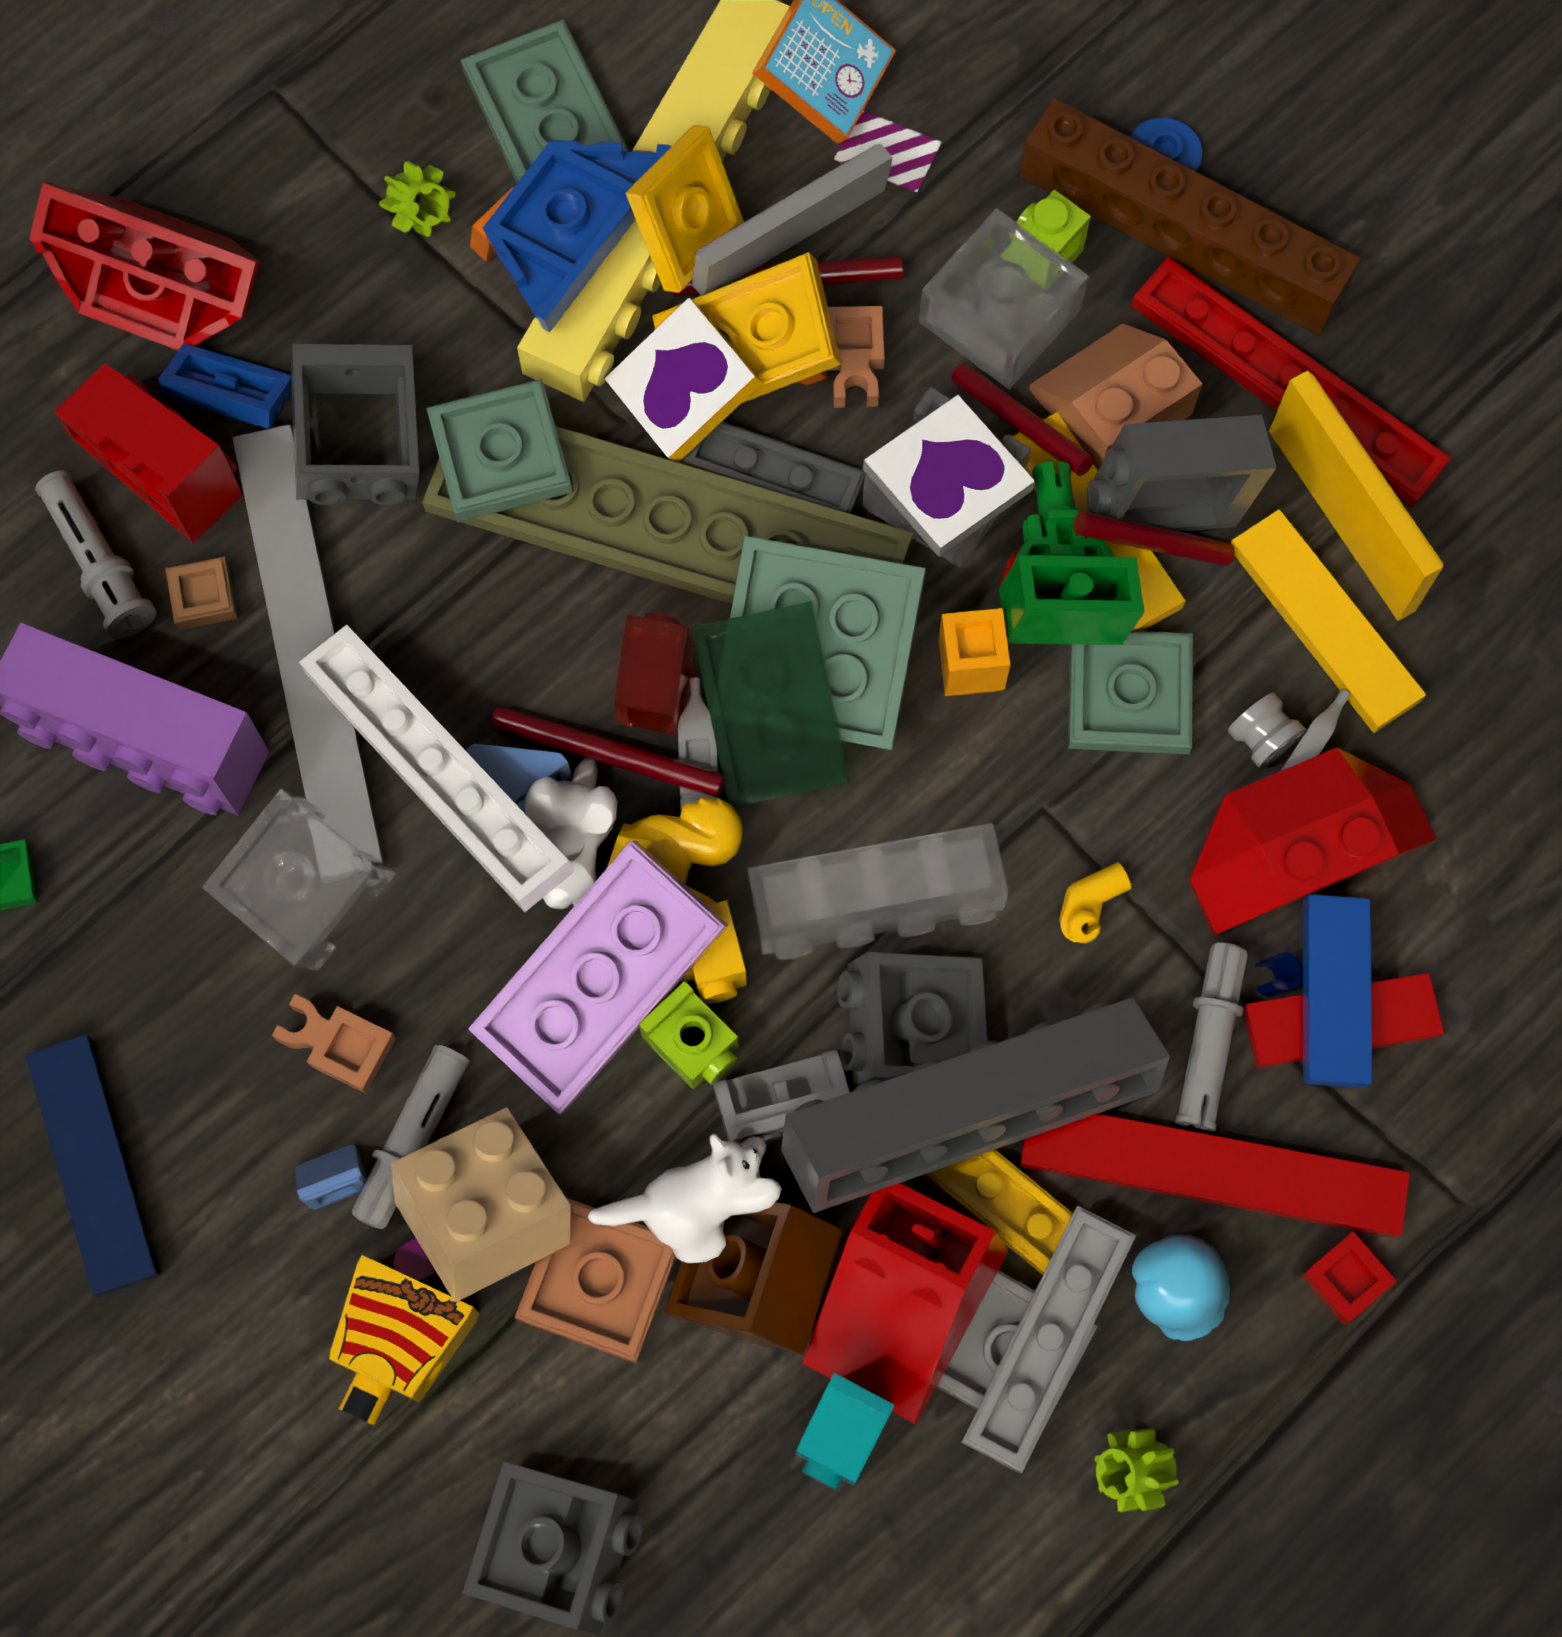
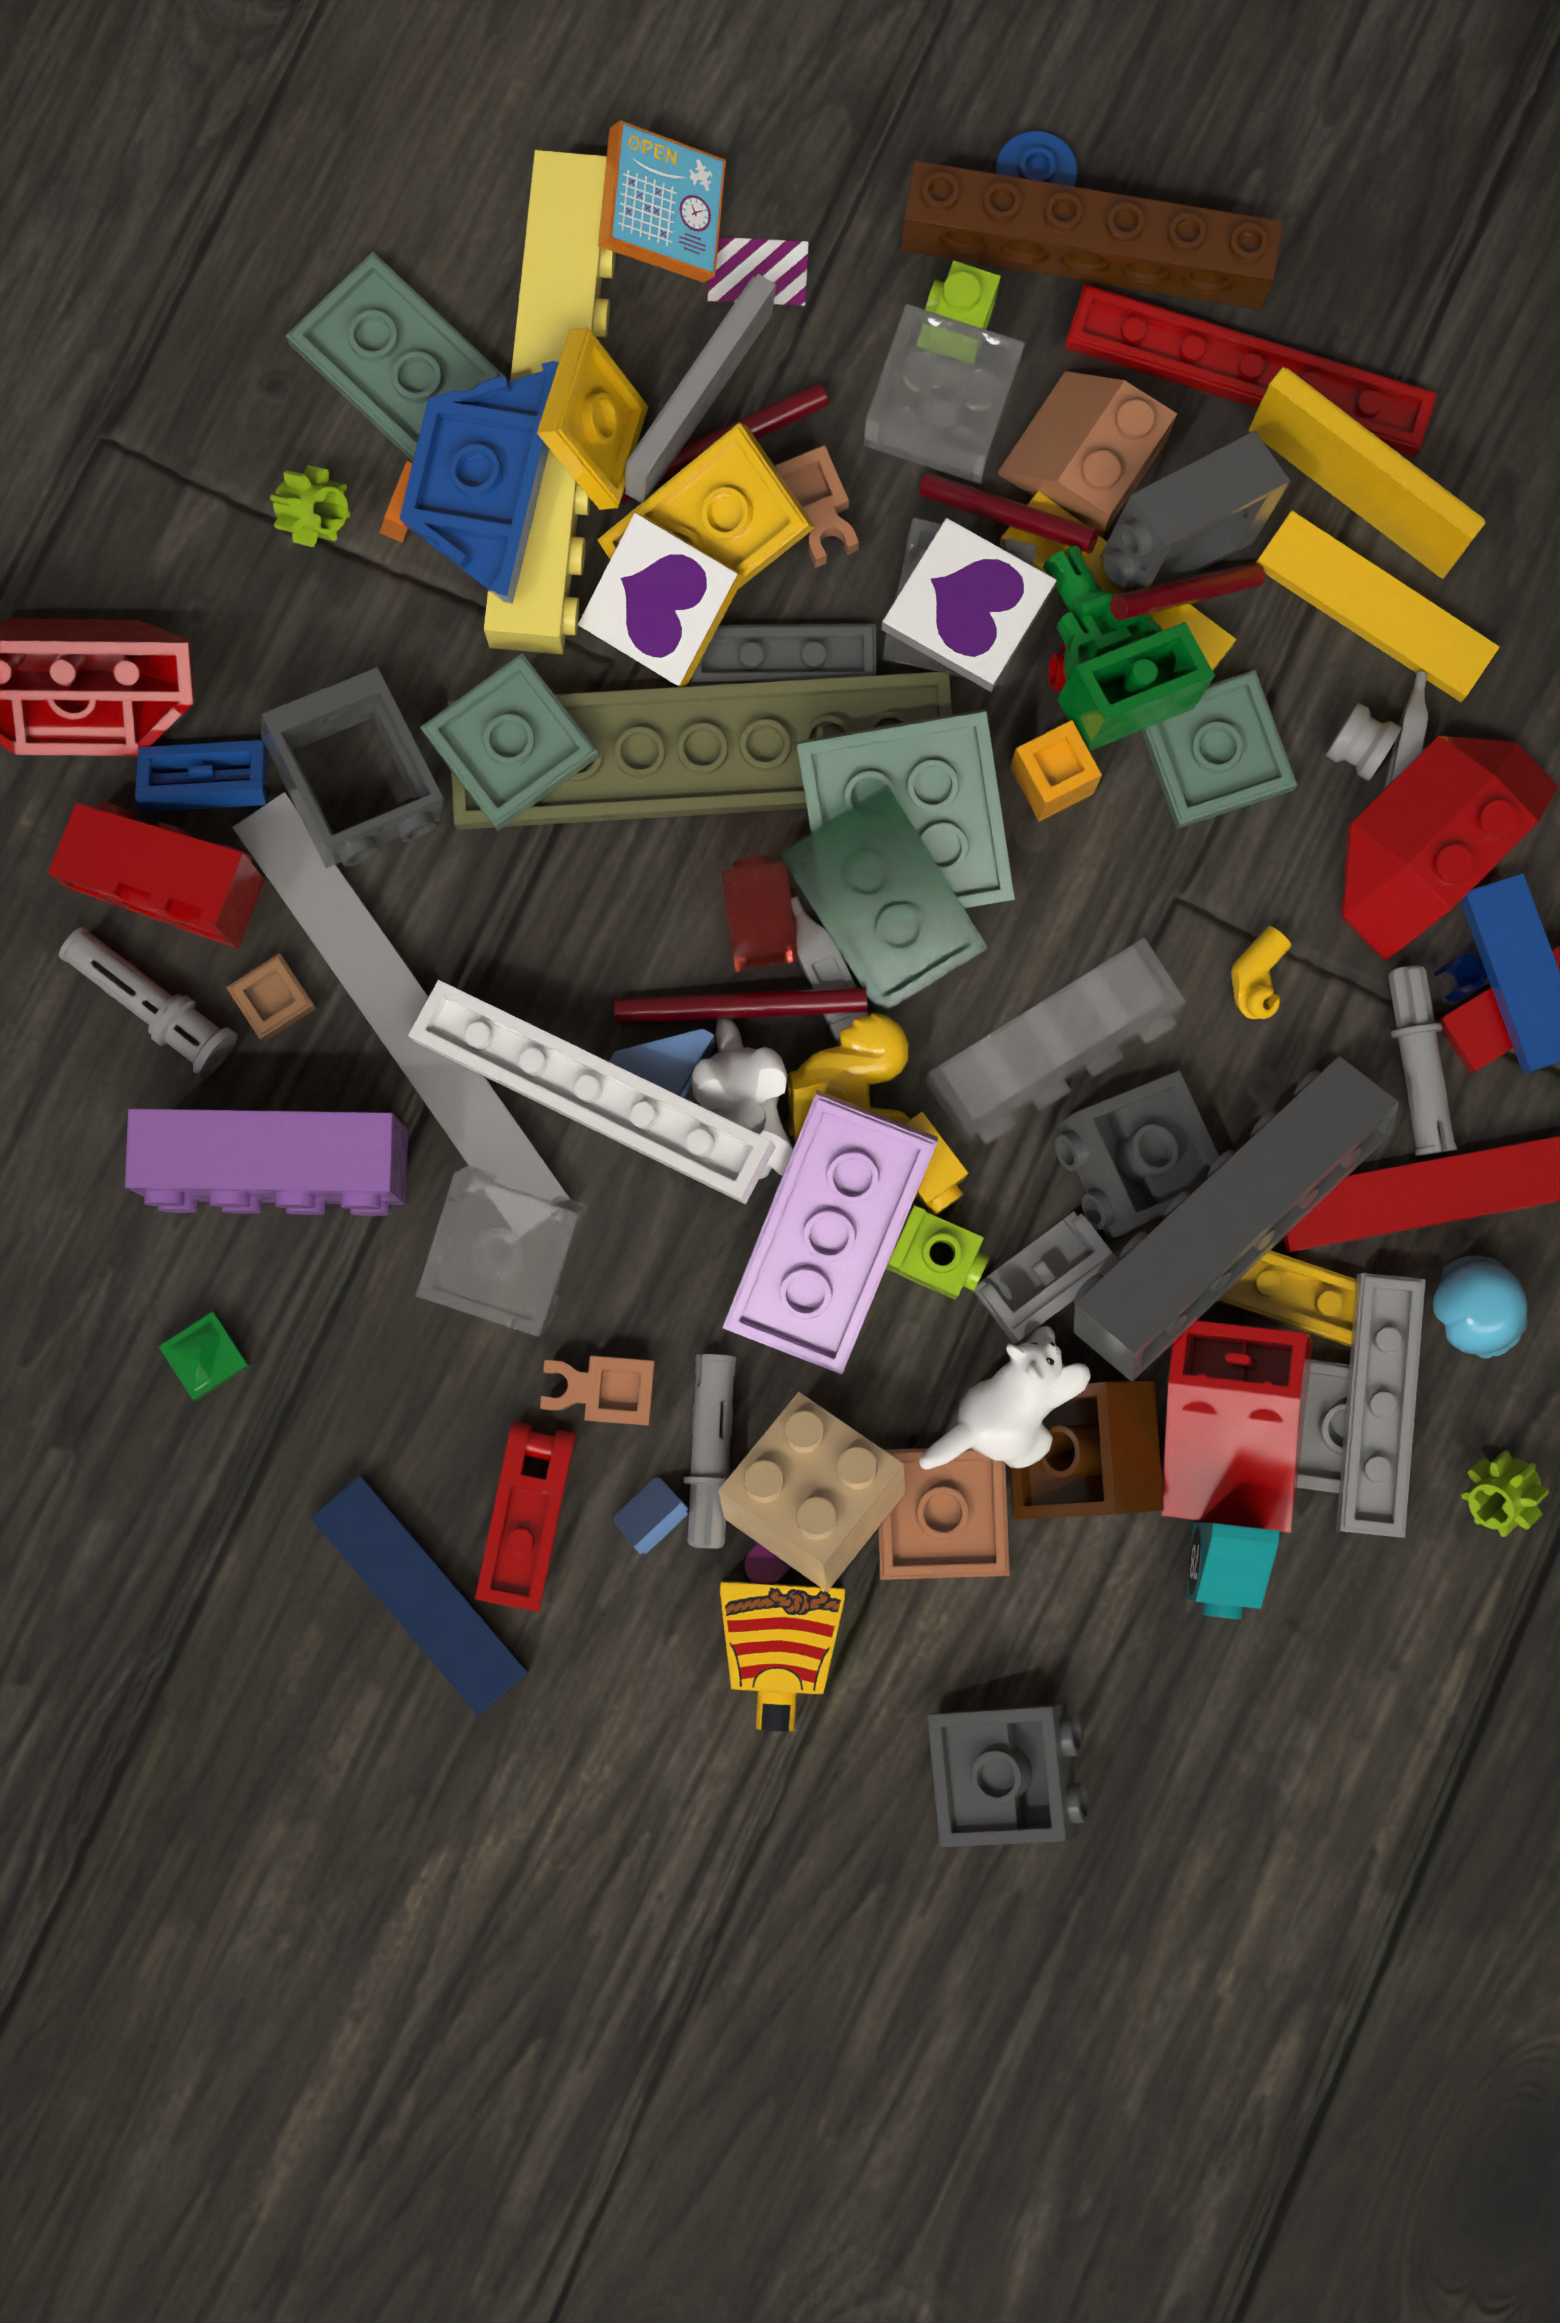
camera: 25 degrees left, 10 degrees up
(216, 1131) = (525, 1519): none -> red plate

